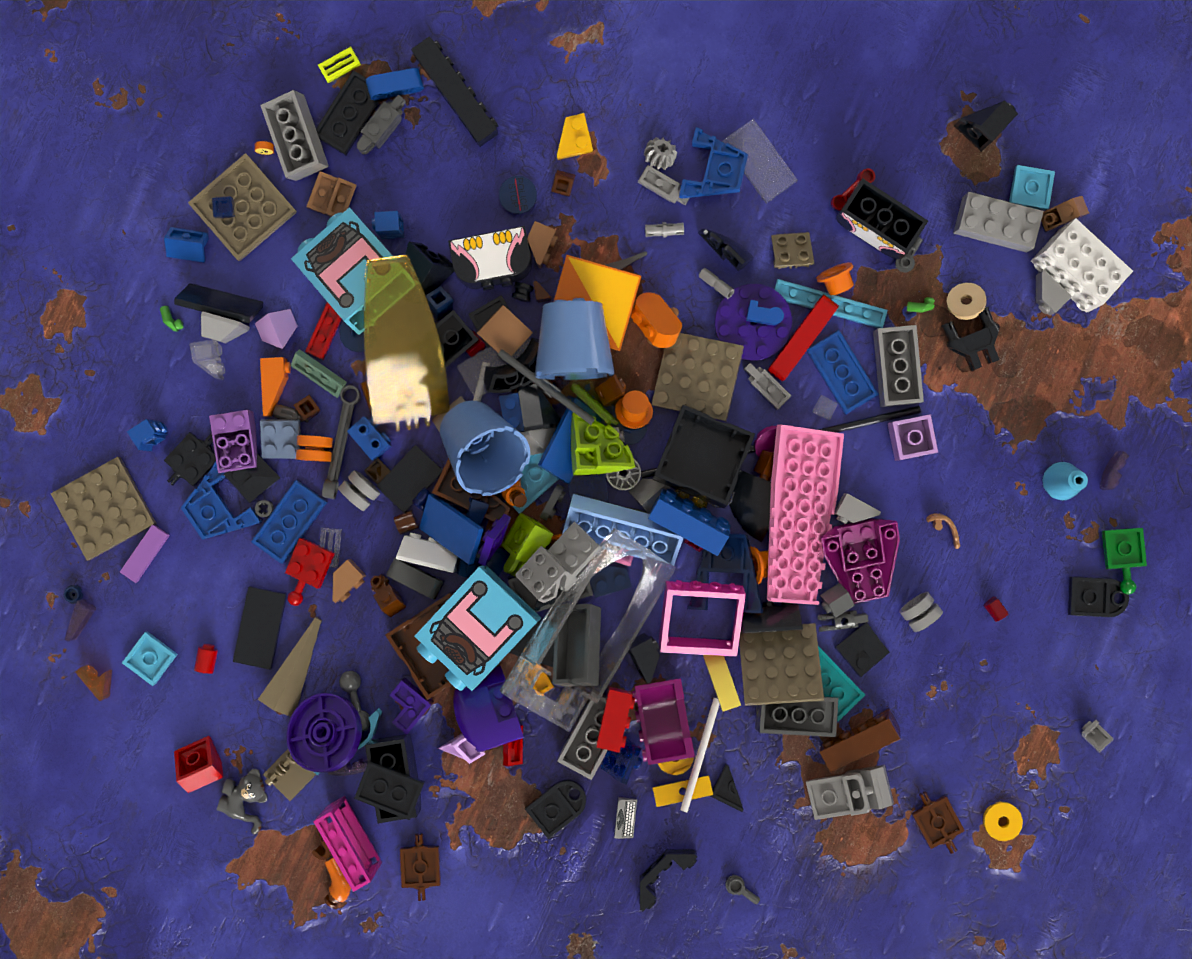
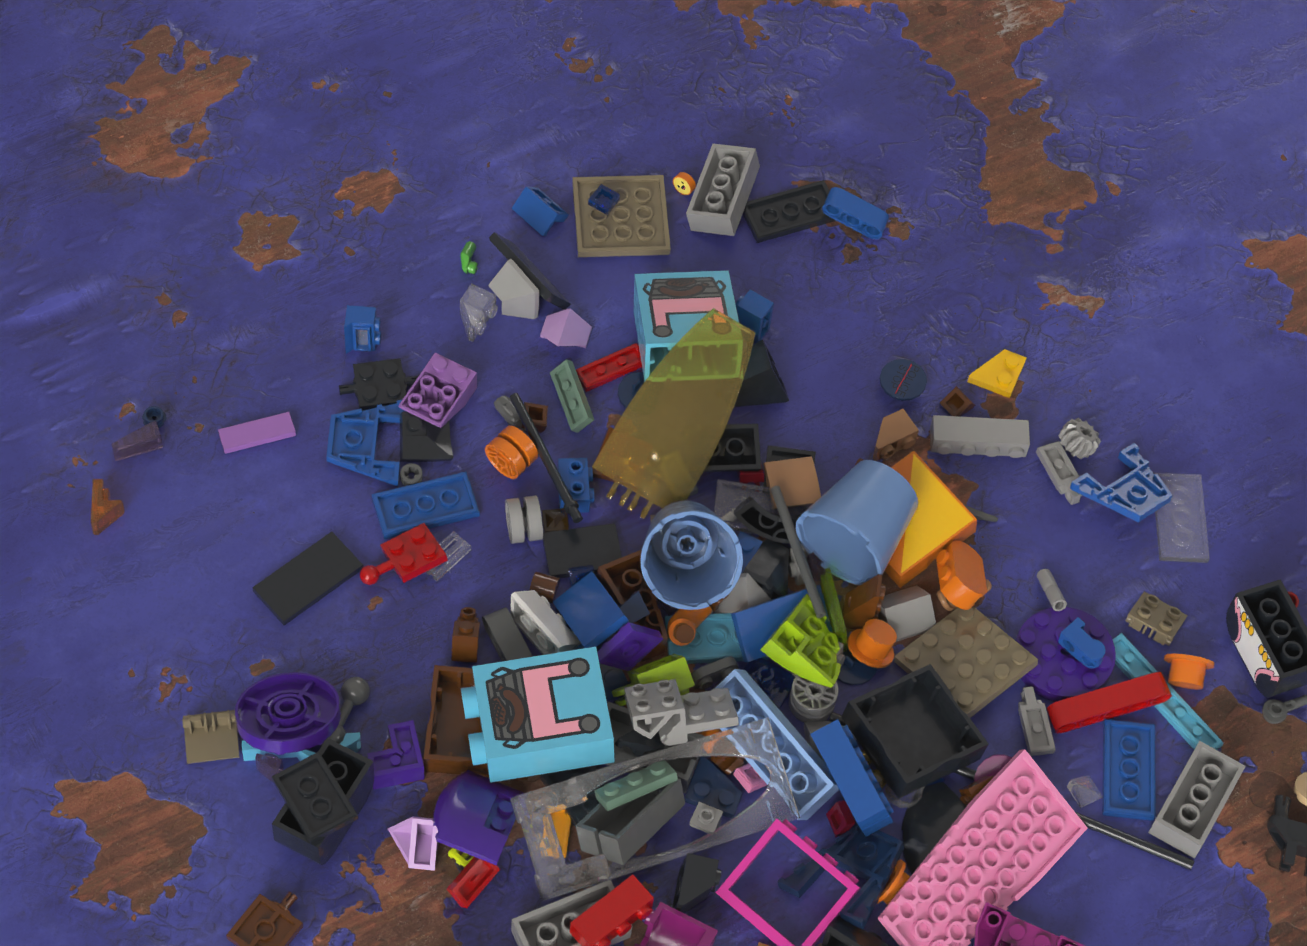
camera: 30 degrees right, 30 degrees down
(103, 508) = (254, 367): dark tan plate -> none
(149, 658) = (173, 525): medium azure plate -> none
(197, 765) = (127, 657): red slope -> none
(206, 659) = (228, 565): red brick -> none
(249, 789) = (157, 717): dark grey animal -> none
(273, 380) = (521, 373): orange slope -> none
(279, 438) = (482, 423): sand blue plate -> none
(286, 686) = (291, 644): dark tan wedge -> none
(330, 195) = (715, 256): medium nougat slope -> none
(331, 483) = (494, 500): dark grey piece -> none
(339, 886) = (166, 880): orange piece -> none
(344, 70) = (813, 171): neon yellow tile -> none
(345, 579) = (436, 593): medium nougat slope -> none
(348, 843) = (220, 827): dark pink window -> none
(381, 125) = (813, 237): dark grey hinge -> none
(381, 461) = (571, 506): none -> black bar
(440, 303) = (747, 411): dark blue brick -> none
(454, 91) = (909, 258): black brick -> none
(491, 258) = (833, 411): brick -> none
(522, 292) = (839, 464): black wheel -> none
(568, 631) = (636, 785): none -> sand green plate
(596, 200) = (979, 436): none -> light grey brick
(619, 607) = (706, 818): none -> light grey bracket
(636, 367) = (908, 612): none -> light grey slope
(664, 229) = (1032, 509): light grey pin -> none
(727, 248) = (1087, 566): black brick -> none
(853, 510) = (1044, 910): light grey slope -> none
(912, 437) = (1164, 881): lavender brick -> none
(921, 307) = (1271, 768): bright green arm -> none

